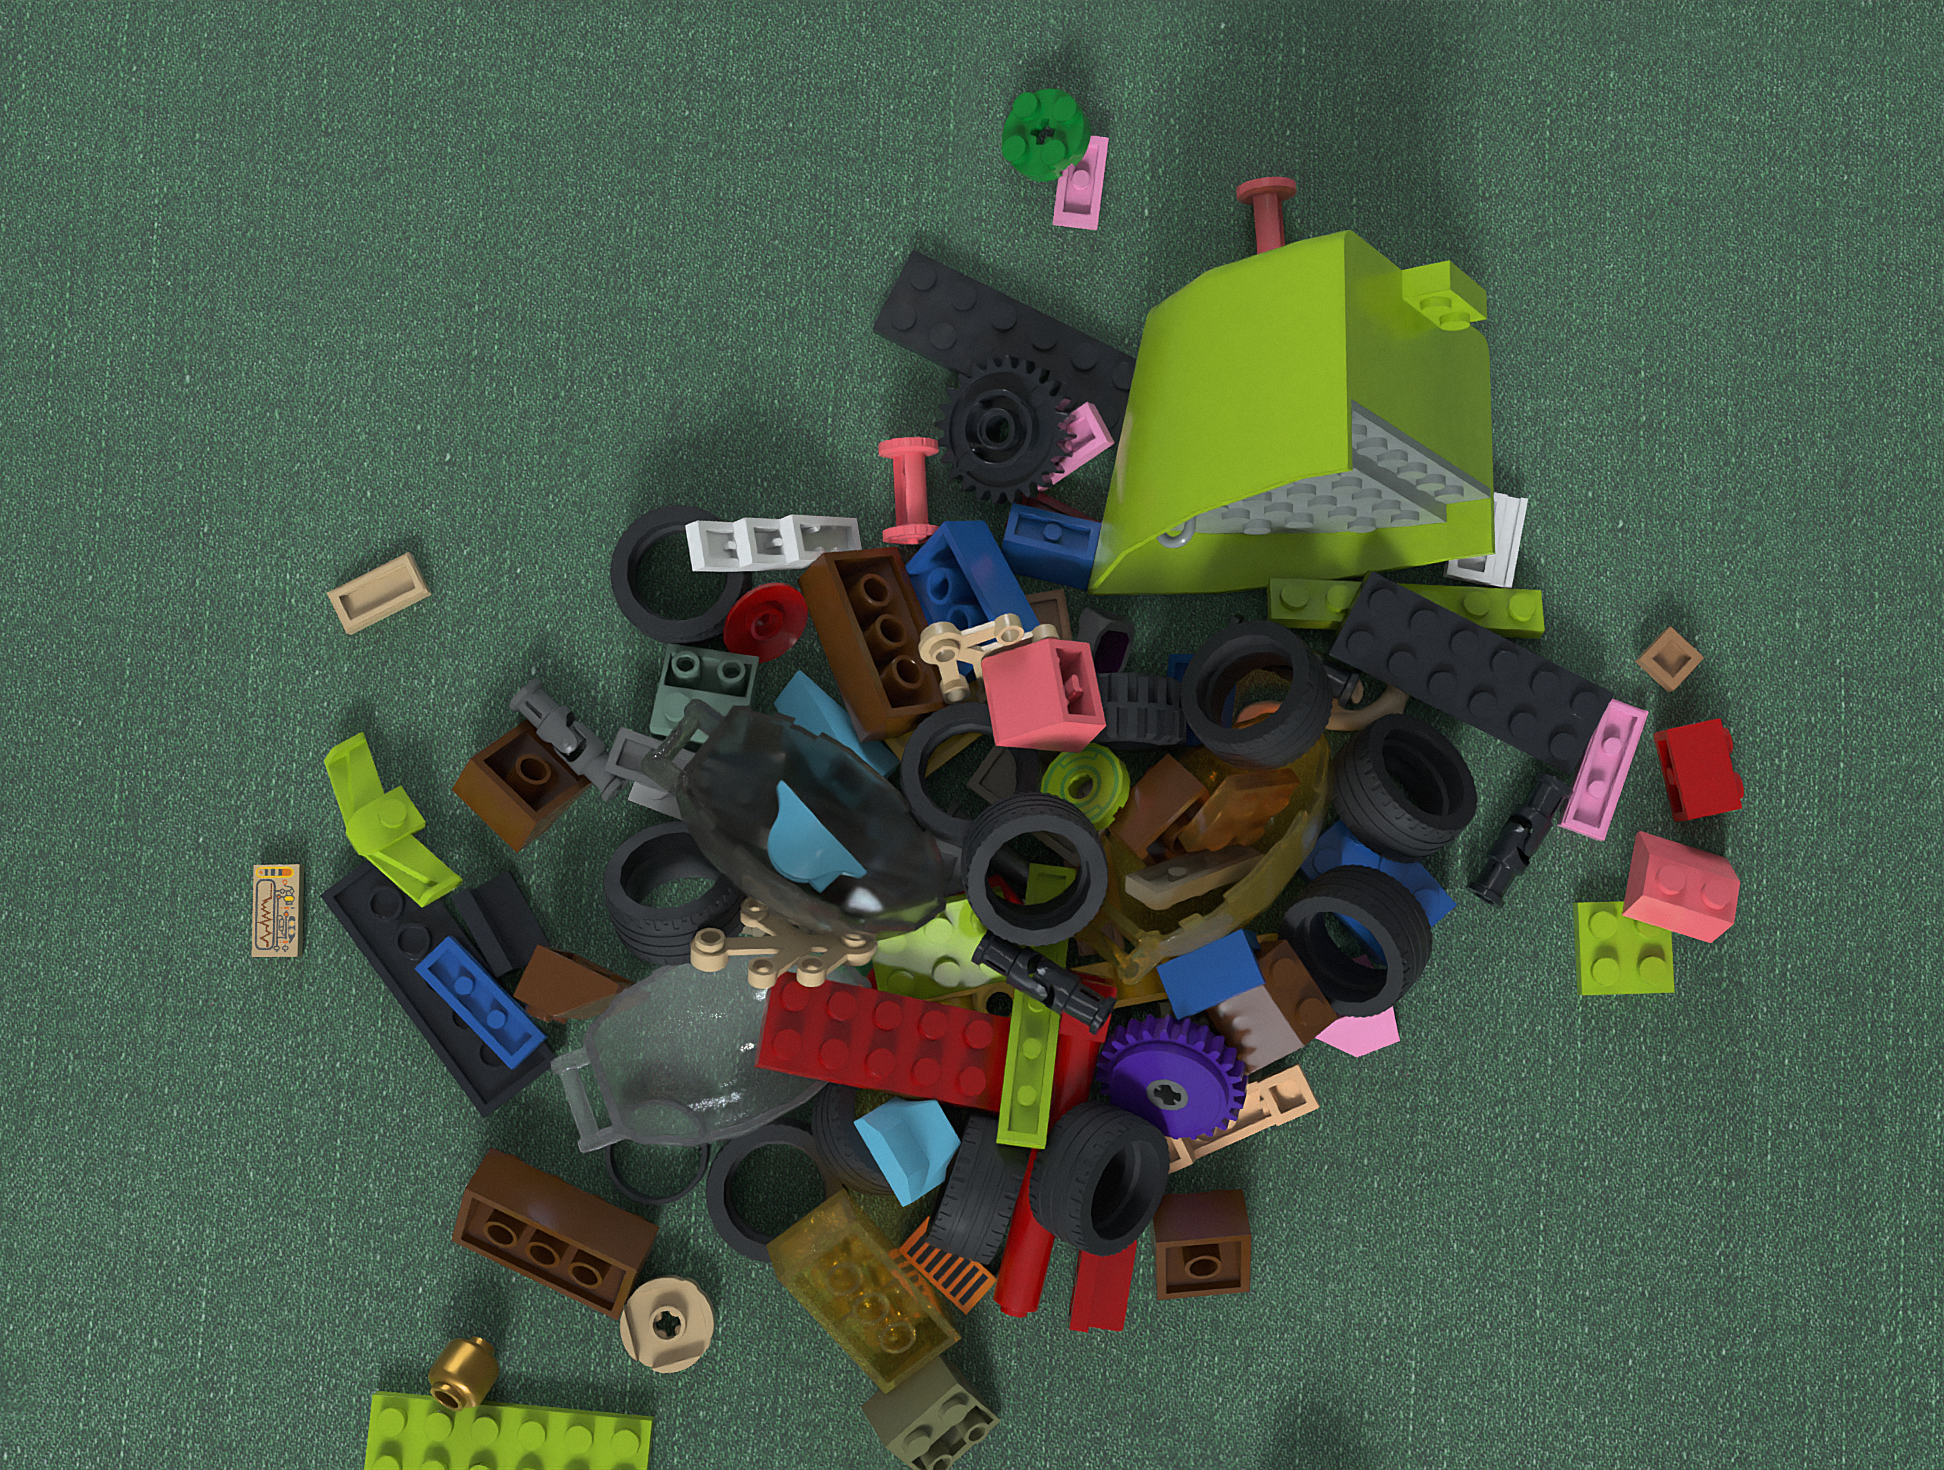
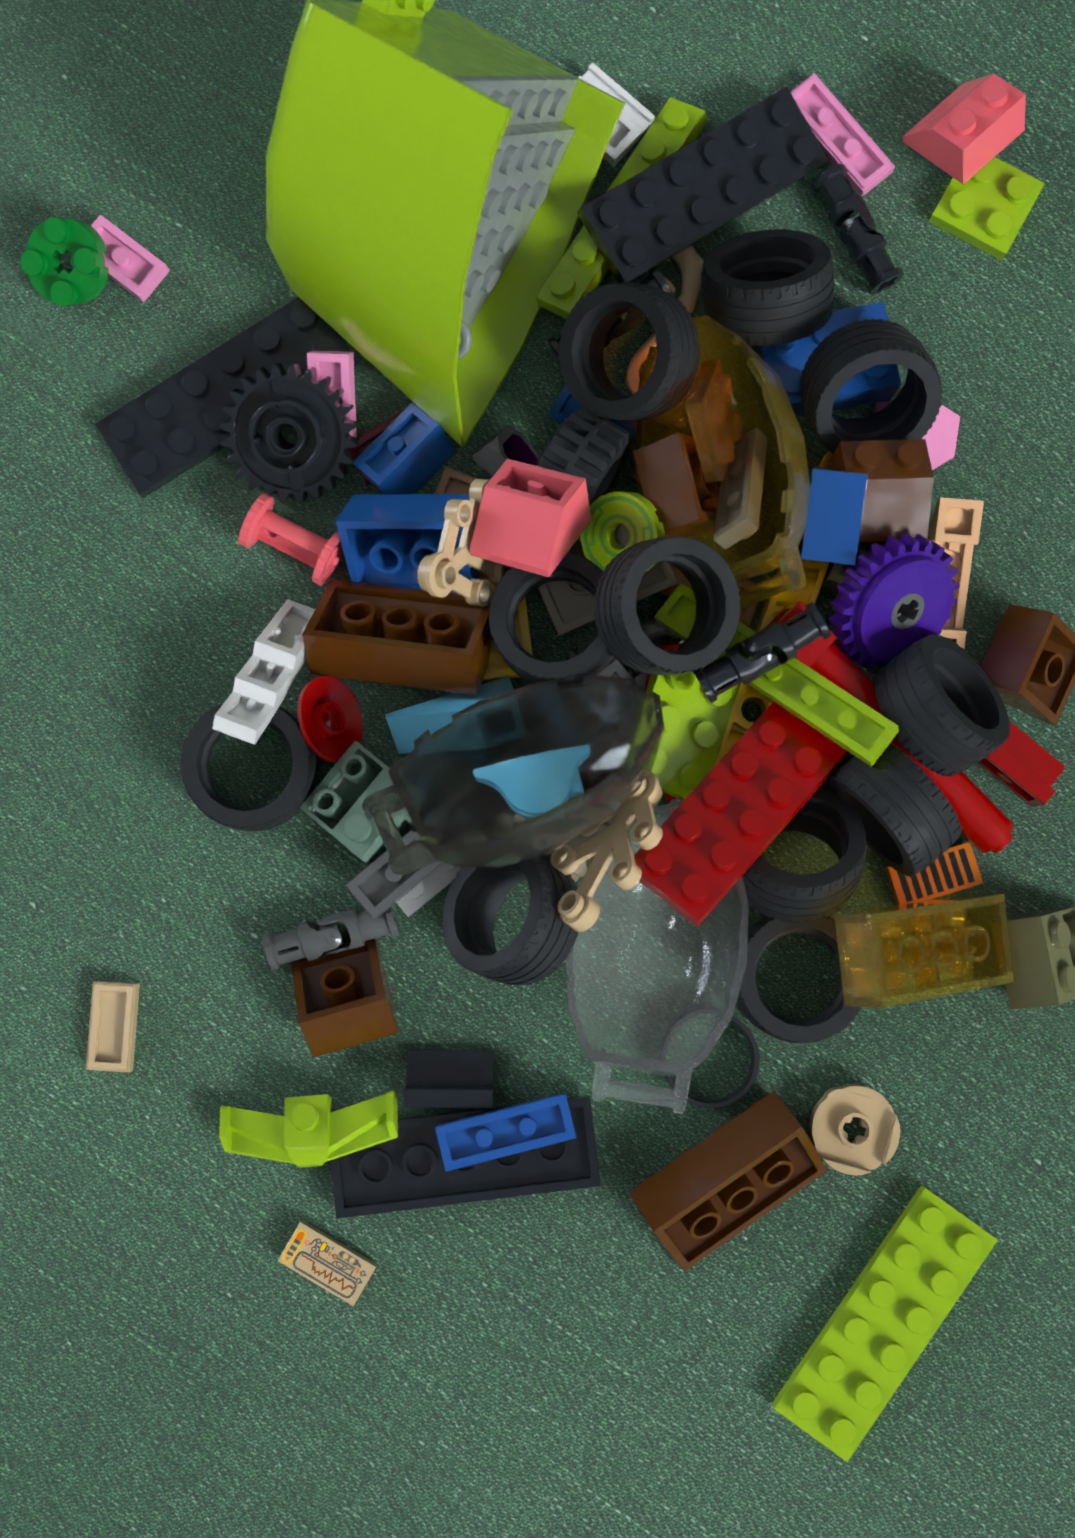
camera: 65 degrees left, 0 degrees up
(463, 1373) = (801, 1321): pearl gold head -> none
(567, 986) = (535, 1050): reddish brown slope -> none
(910, 1145) = (832, 839): medium azure slope -> none
(1267, 197) = (225, 120): coral hose -> none
(1669, 659) = (783, 32): medium nougat plate -> none
(1698, 770) = (883, 61): red brick -> none

